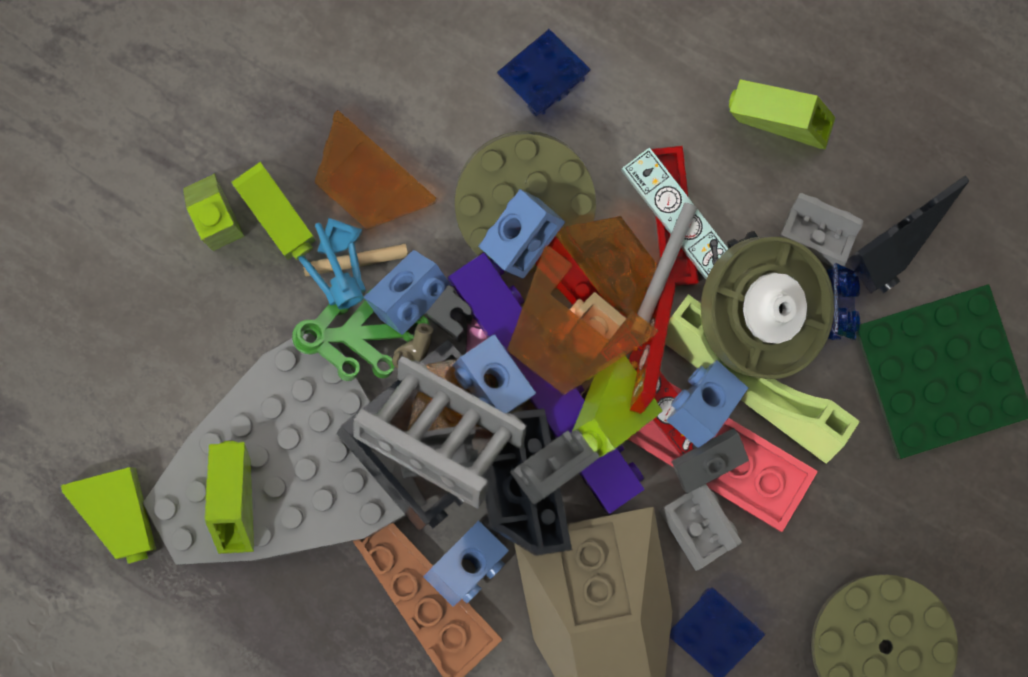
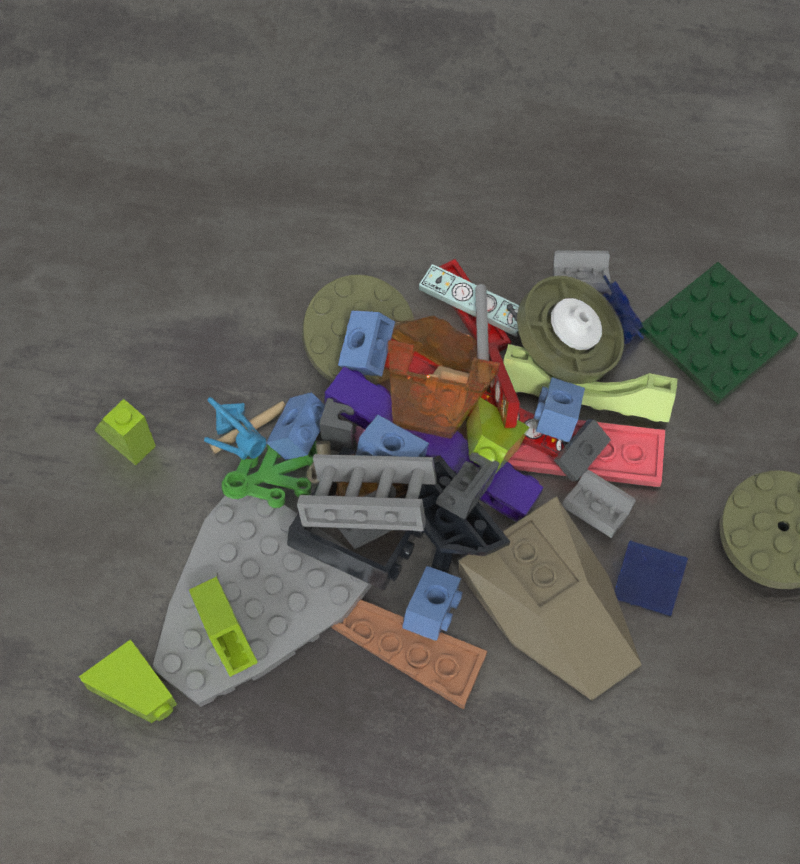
camera: 20 degrees left, 20 degrees down
(274, 212) = (171, 411): lime slope -> none
(367, 178) = (234, 367): clear orange wing -> none
(544, 72) = (334, 250): clear blue hinge -> none
(783, 112) = (516, 208): lime slope -> none
(893, 250) = (638, 258): black wedge -> none

